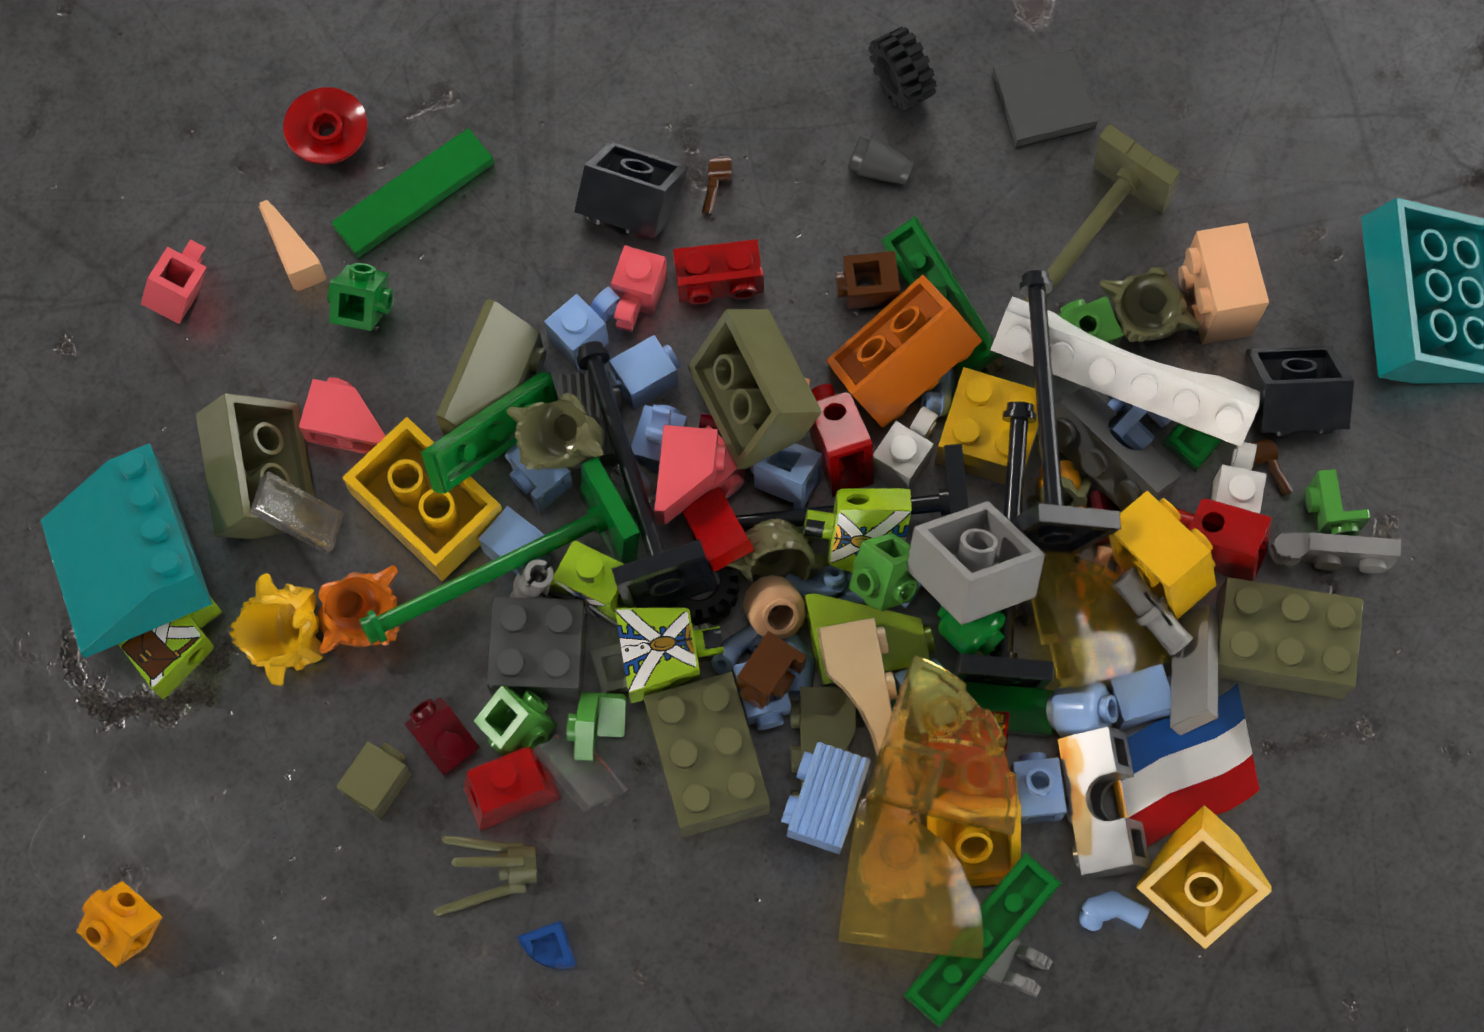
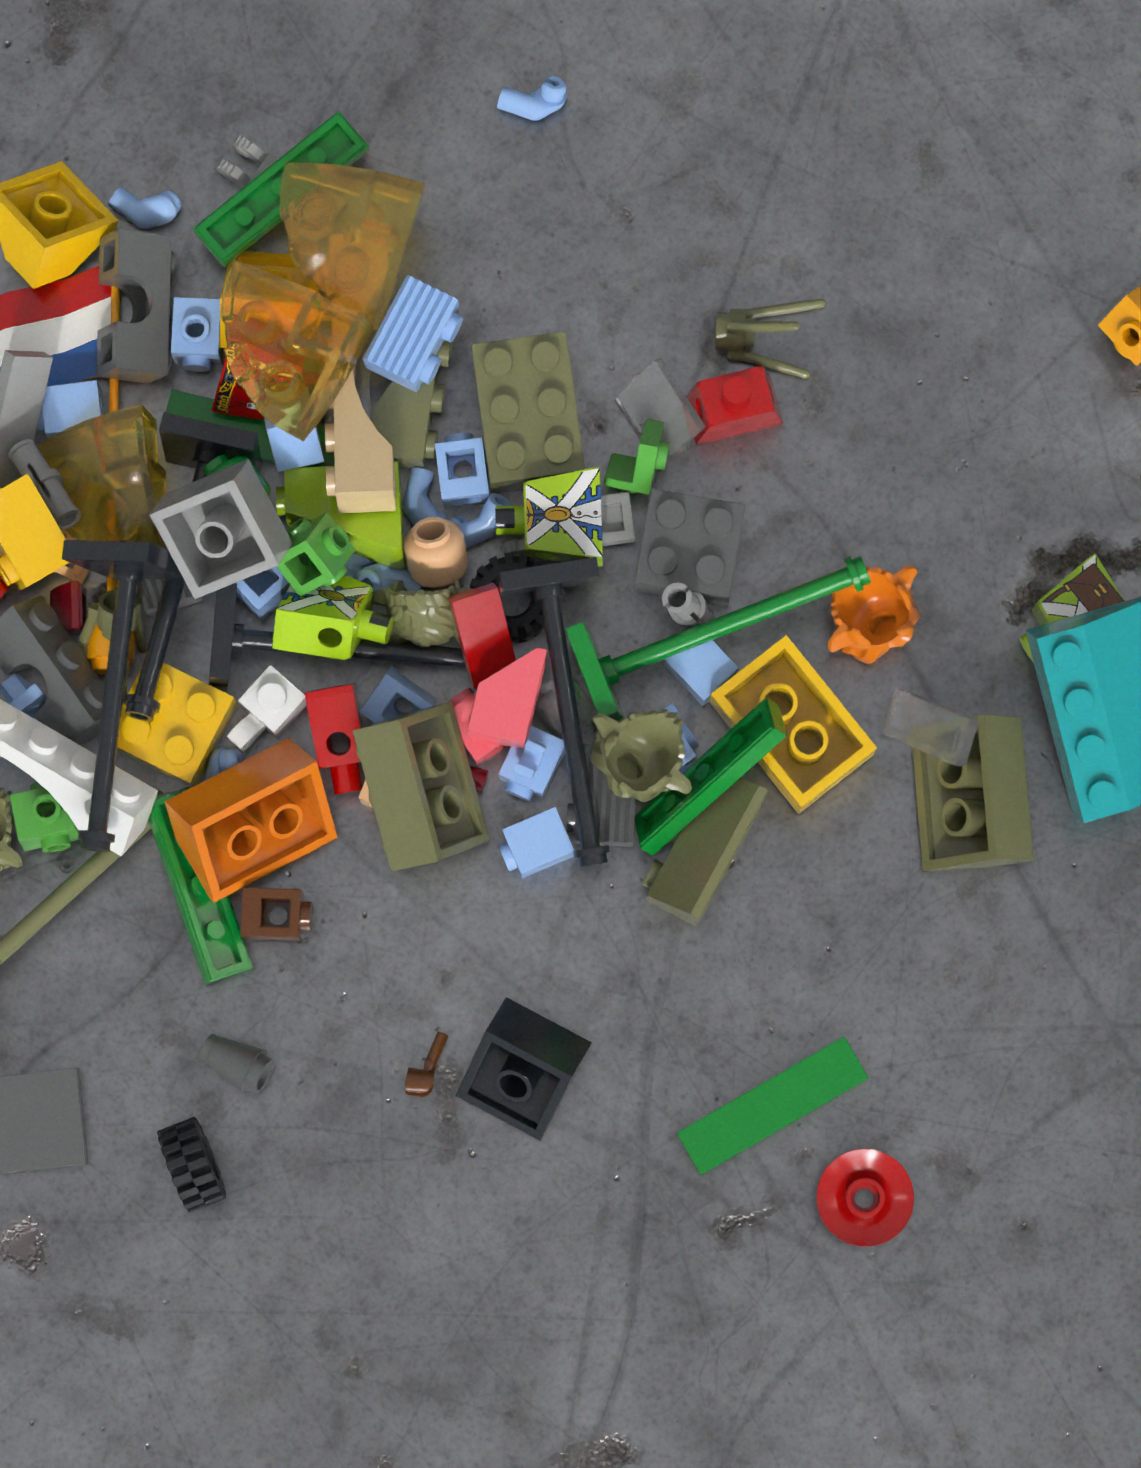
camera: 170 degrees left, 10 degrees up
(175, 282) = (1048, 1019): coral brick -> none
(278, 628) = (959, 605): yellow hair -> none
(297, 258) = (912, 1038): light nougat slope -> none
(339, 417) = (872, 835): coral slope -> none
(359, 296) = (843, 971): green brick -> none
(375, 778) = (872, 437): olive brick -> none
(440, 734) = (801, 478): dark red bracket -> none
(515, 720) = (720, 467): bright green brick -> none
(549, 946) = (713, 252): blue tile -> none
(580, 323) = (601, 901): light blue brick -> none
(588, 577) = (623, 608): lime torso -> none
(639, 284) = (530, 945): coral brick -> none
(718, 271) = (439, 956): red bracket -> none
(769, 671) = (451, 470): reddish brown brick -> none
(1081, 709) = (134, 389): light blue head -> none

